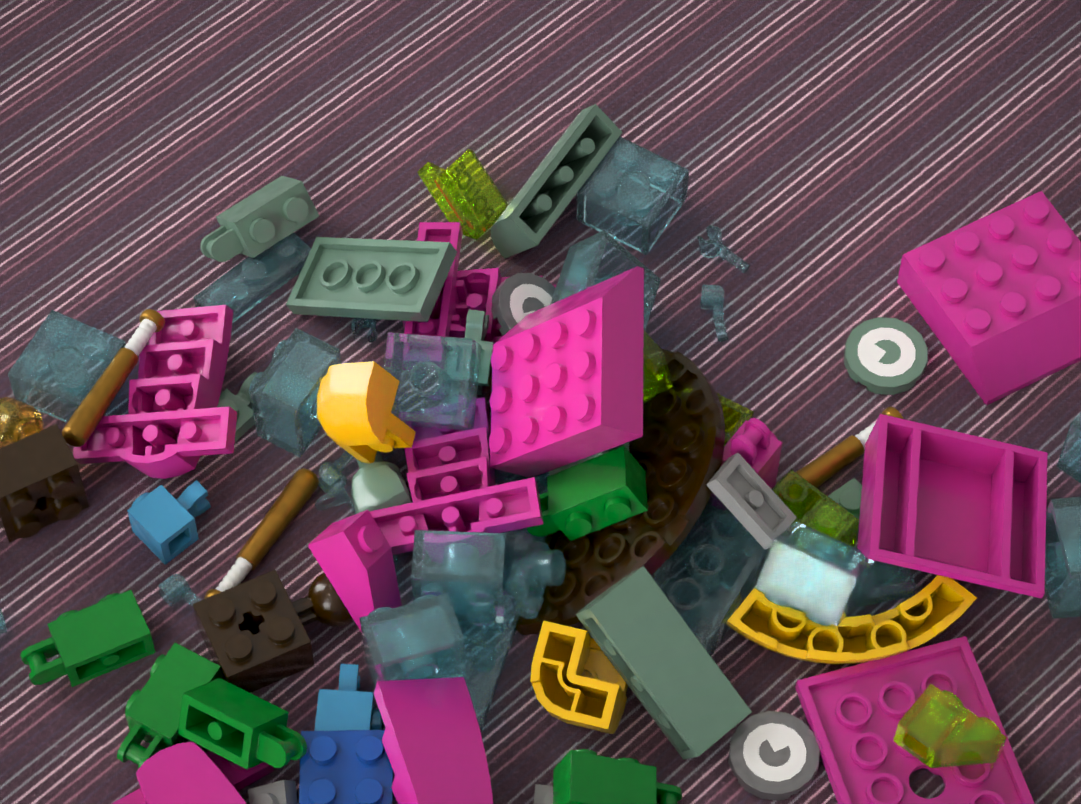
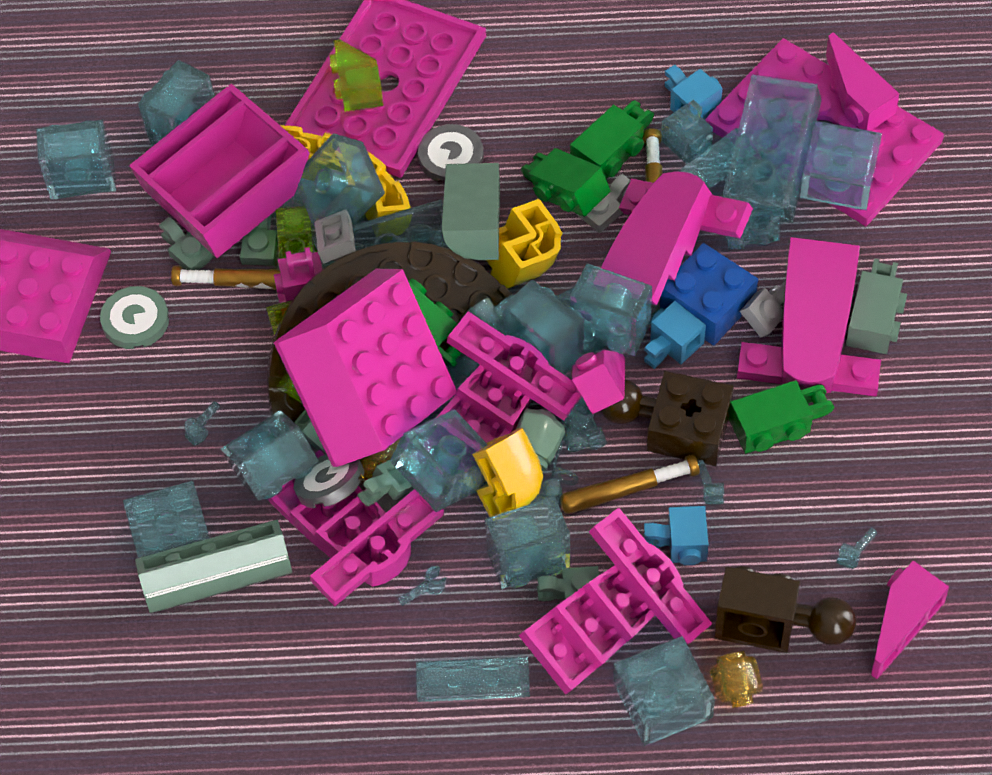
camera: 135 degrees left, 0 degrees up
(91, 641) = (795, 490): green brick -> none
(104, 391) = (660, 633): pearl gold piece -> none
(238, 726) = (749, 349): green brick -> none
(260, 220) = (435, 701): sand green brick -> none
(372, 278) = (407, 583): sand green plate -> none
(465, 193) = (275, 620): clear neon green panel -> none
(715, 247) = (151, 459): clear light blue hand -> none

